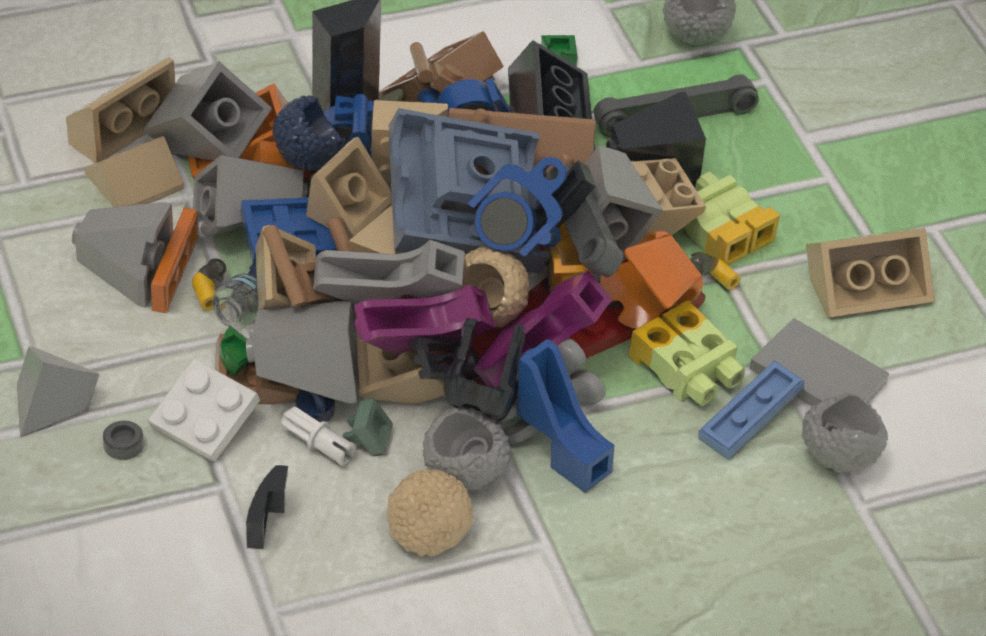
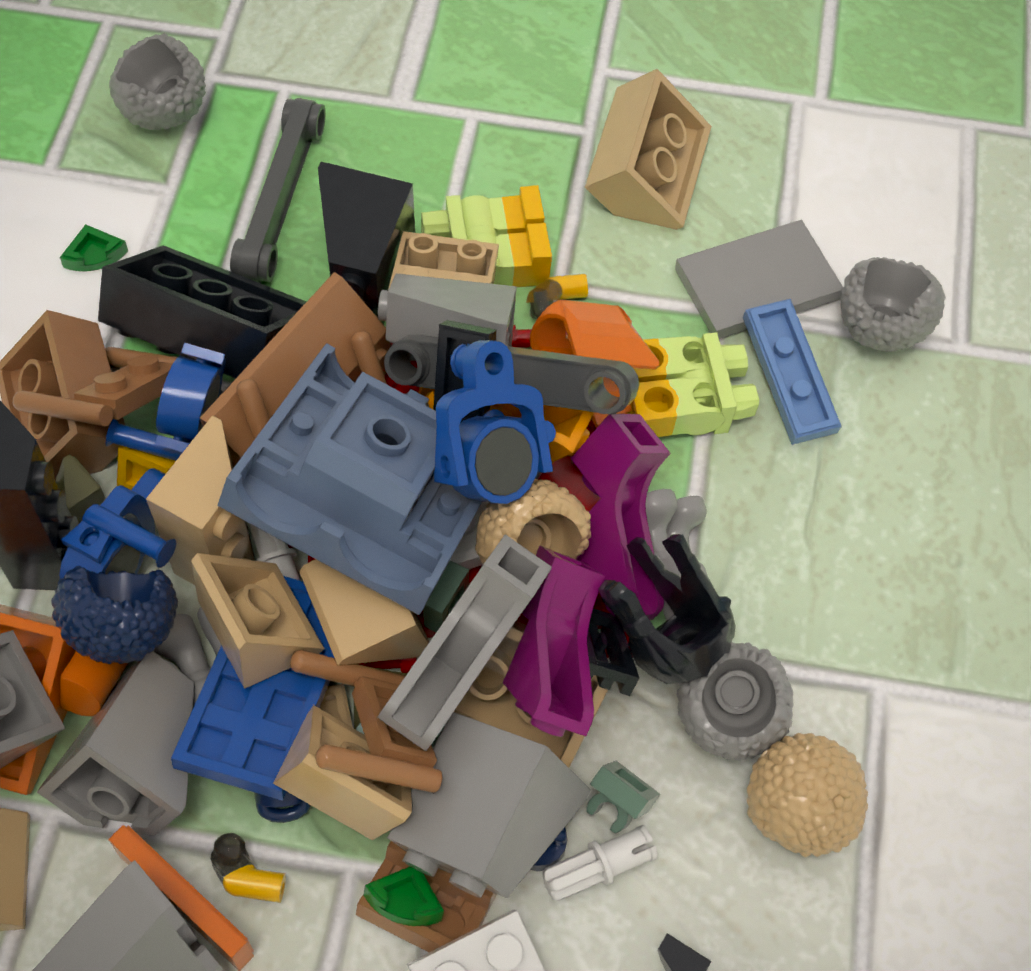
camera: 60 degrees left, 15 degrees up
(237, 301) = (313, 848): clear head -> none
(552, 407) = (746, 570): blue arch -> none

